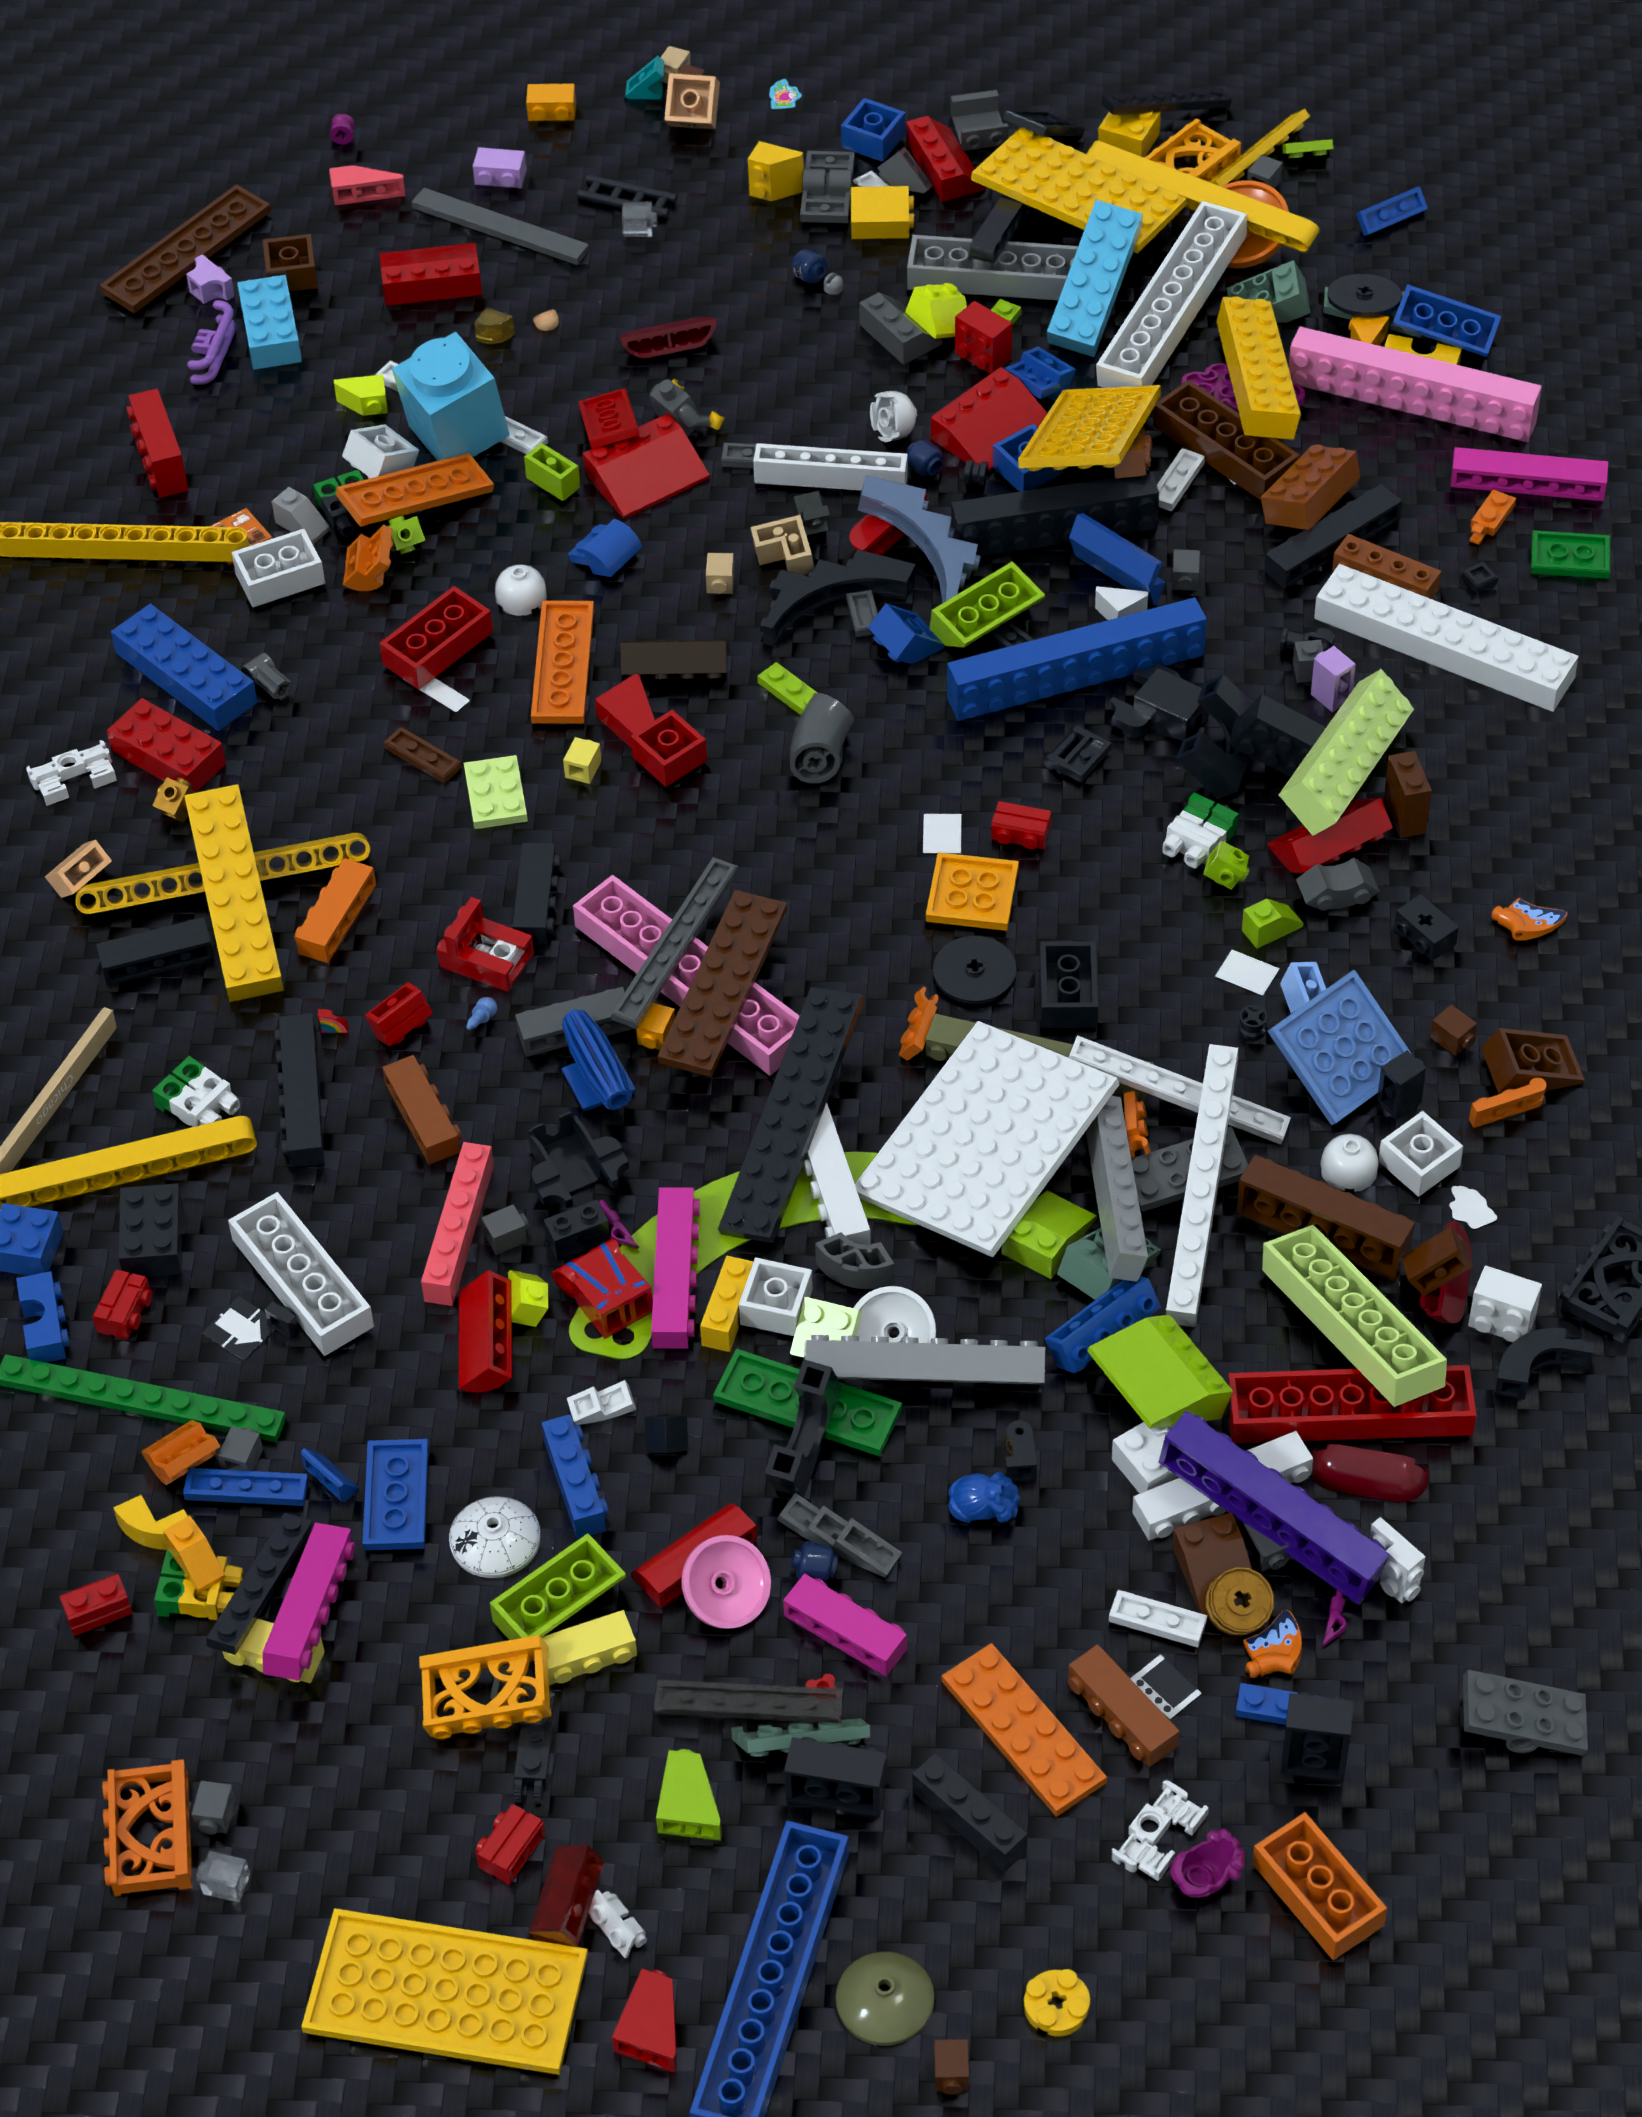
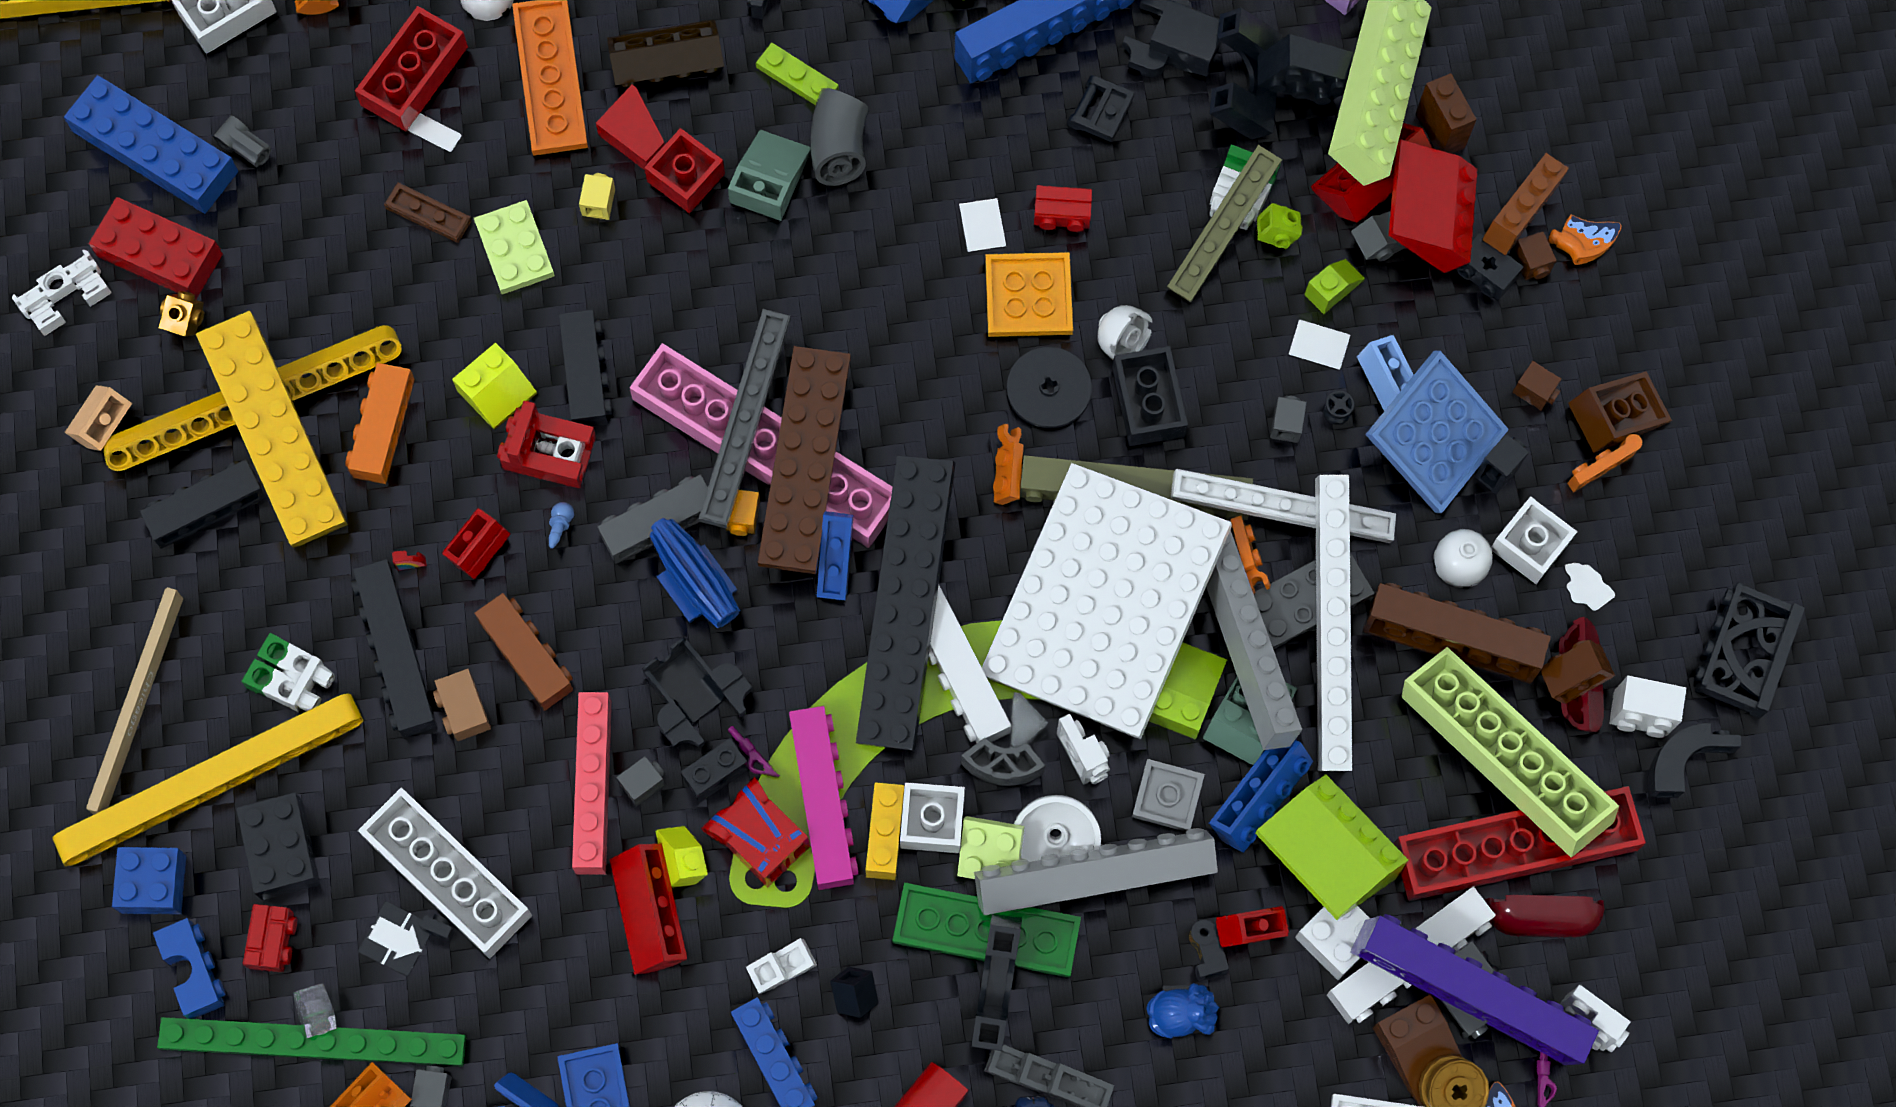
camera: 15 degrees left, 20 degrees up
(149, 1365) = (315, 1010): none -> clear brick
(352, 1144) = (462, 705): none -> medium nougat brick
(444, 891) = (494, 386): none -> neon yellow slope
(734, 1068) = (835, 555): none -> blue plate
(745, 764) = (768, 174): none -> sand green slope
(887, 1231) = (1025, 721): none -> clear slope
(936, 1261) = (1087, 754): none -> white plate
(1011, 1315) = (1168, 795): none -> light grey plate
(1056, 923) = (1123, 330): none -> white cylinder
(1067, 1430) = (1252, 926): none -> red brick
(1172, 853) = (1224, 223): none -> olive plate
(1200, 1024) = (1288, 419): none -> dark grey brick
(1377, 861) = (1433, 205): none -> red slope
(1471, 875) = (1525, 204): none -> dark orange brick
(1473, 924) = (1535, 256): none -> reddish brown brick

